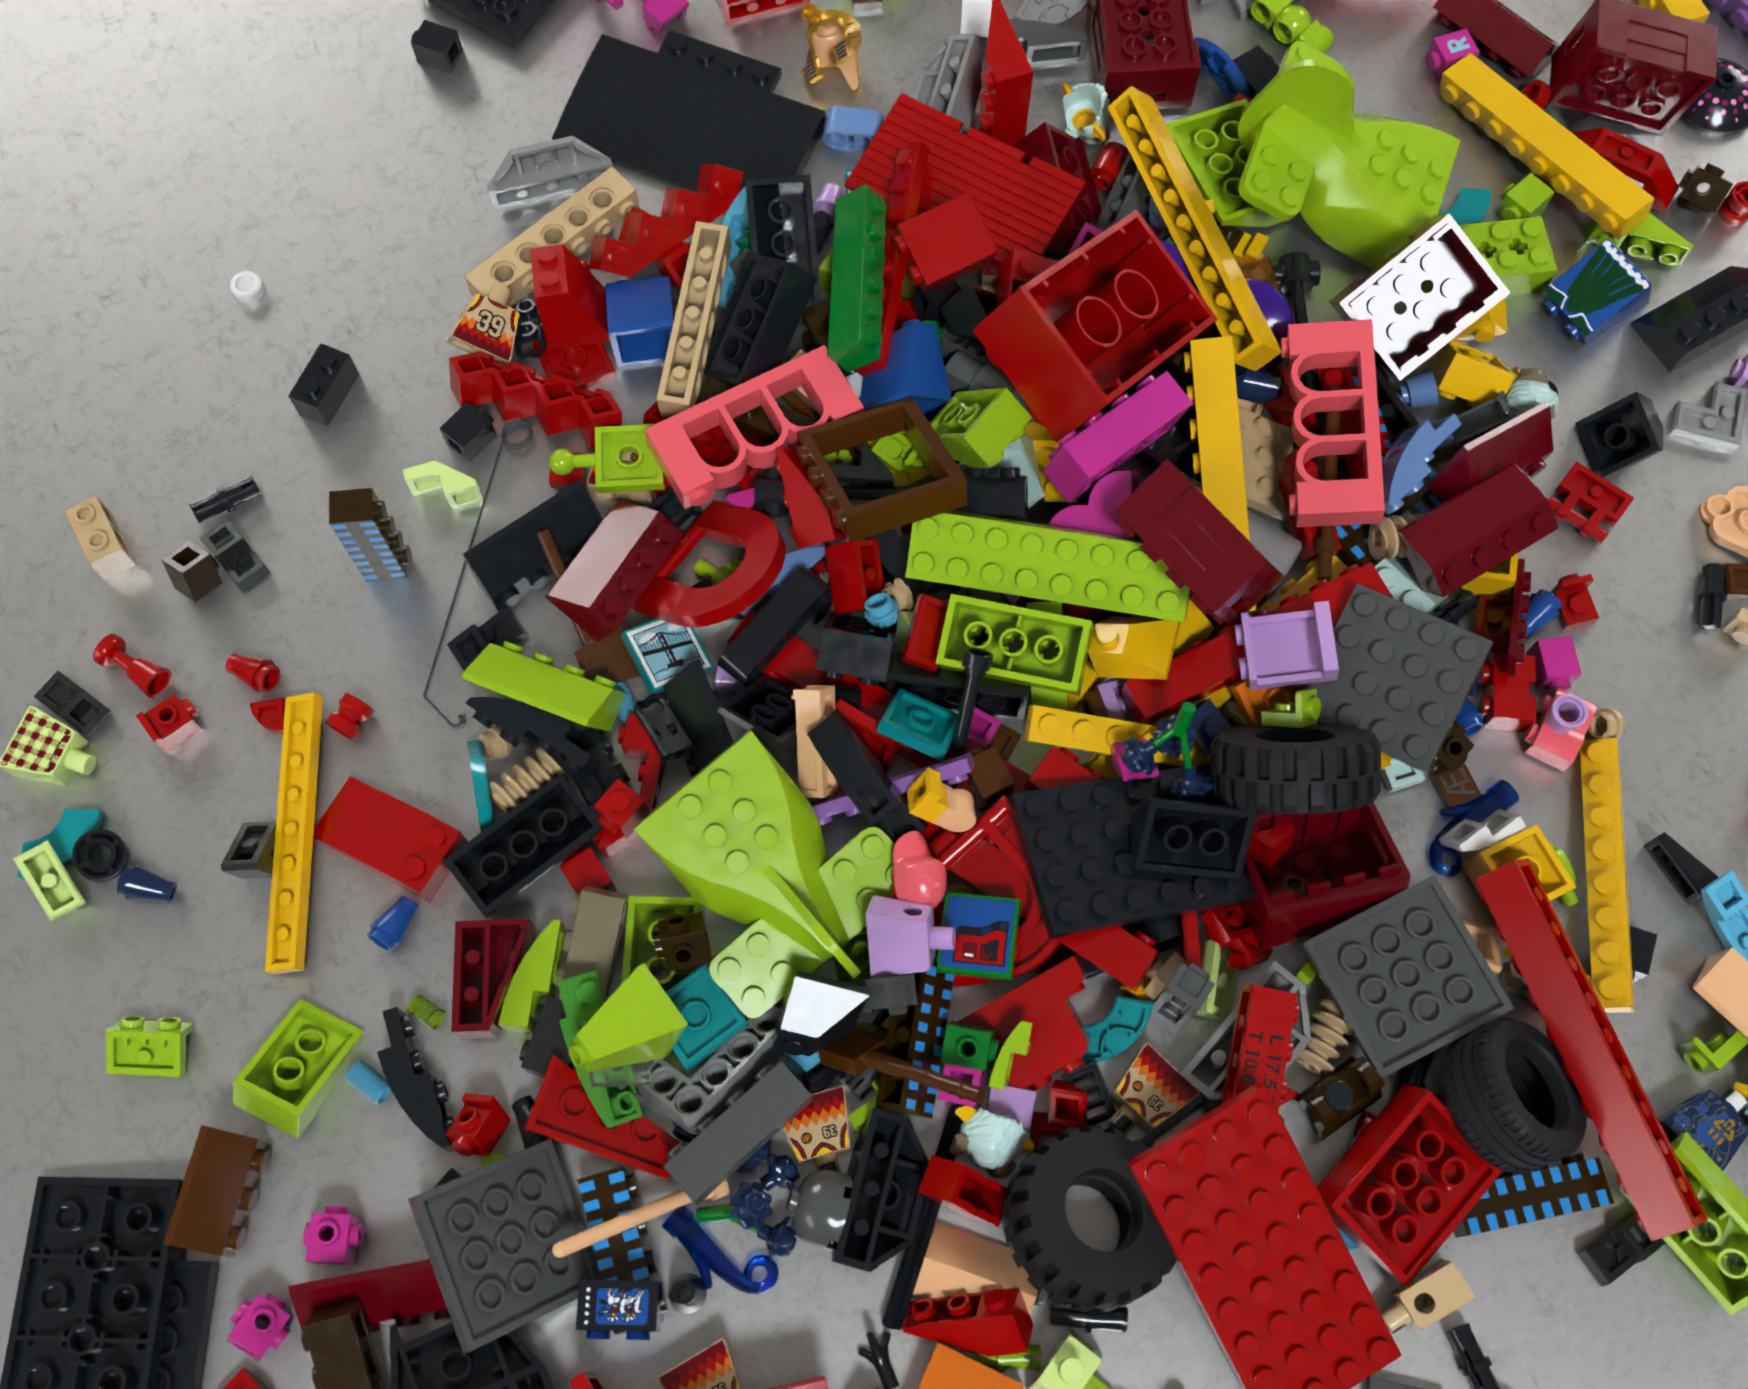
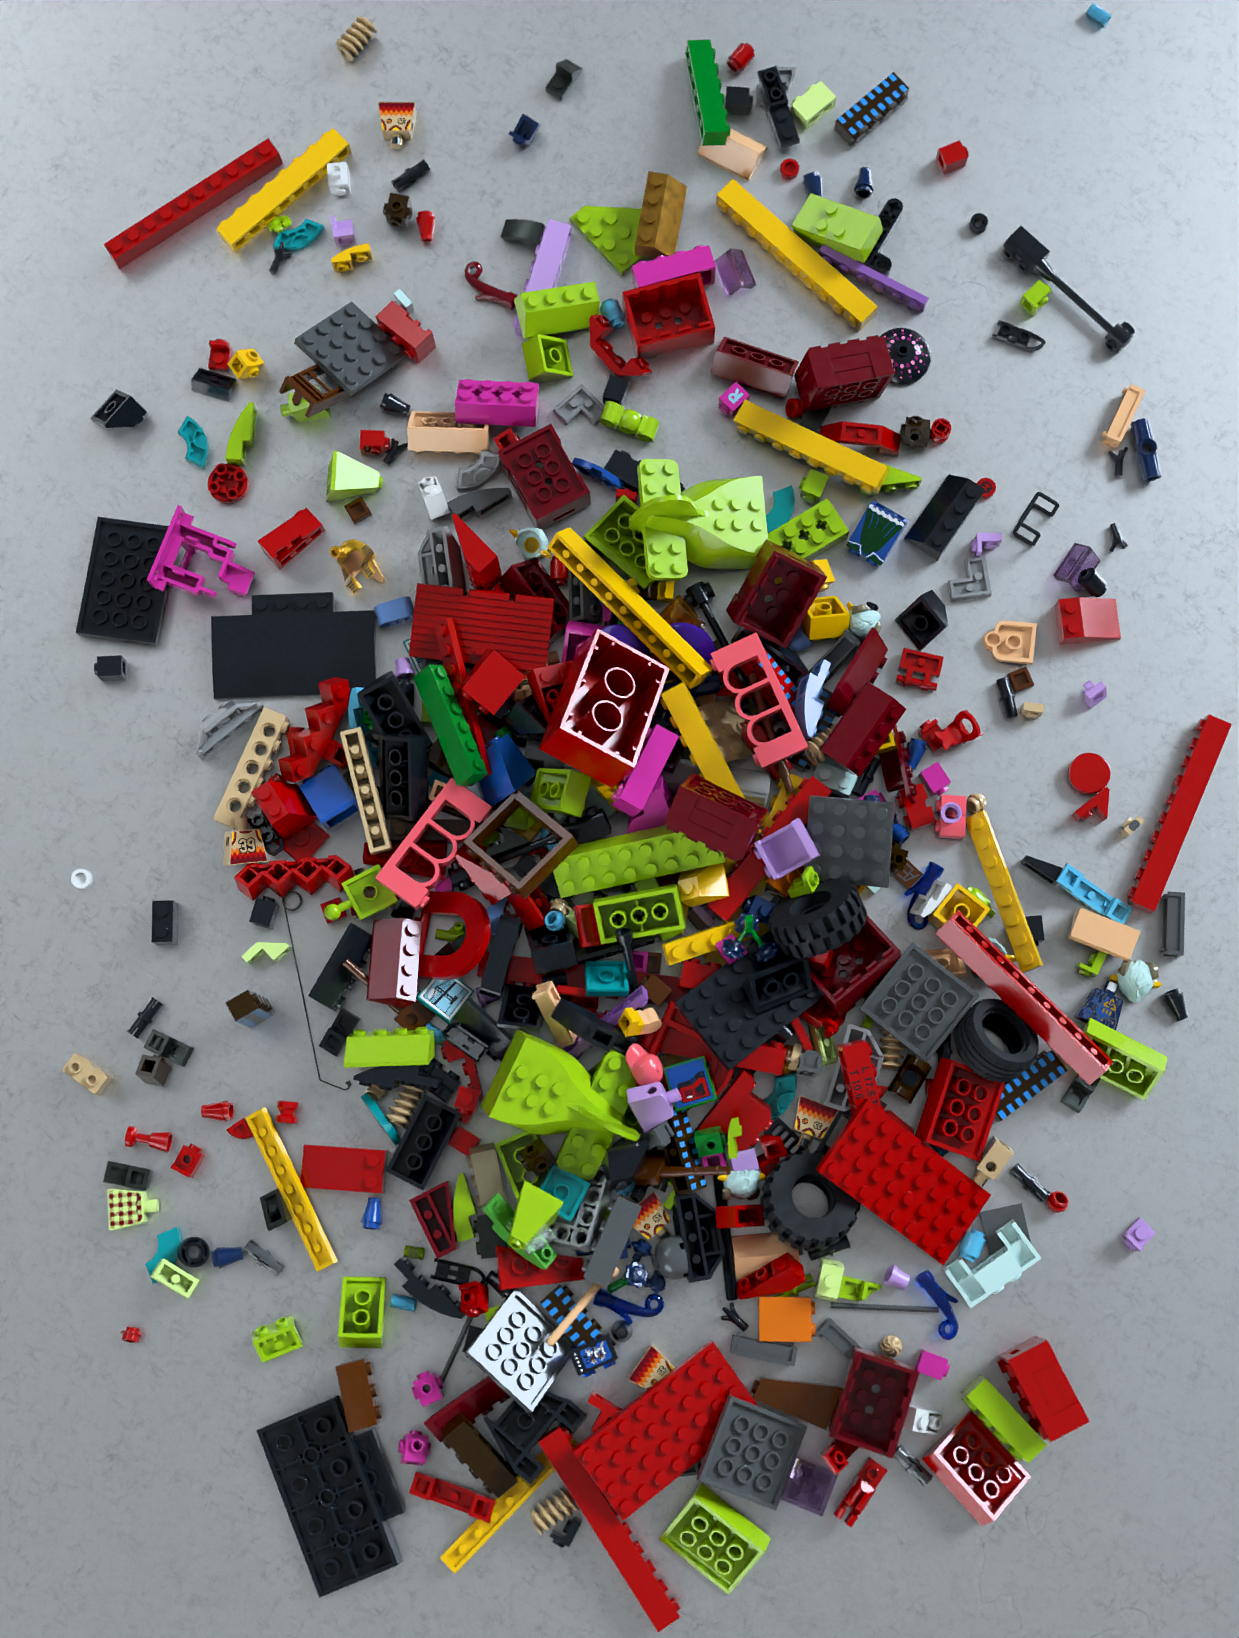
camera: 20 degrees left, 10 degrees up
(198, 914) = (263, 1258): none -> dark grey pin
(422, 1187) = (457, 1346): none -> dark grey axle
(481, 1081) = (462, 1275): none -> black piece
(1612, 610) = (956, 732): none -> red hair

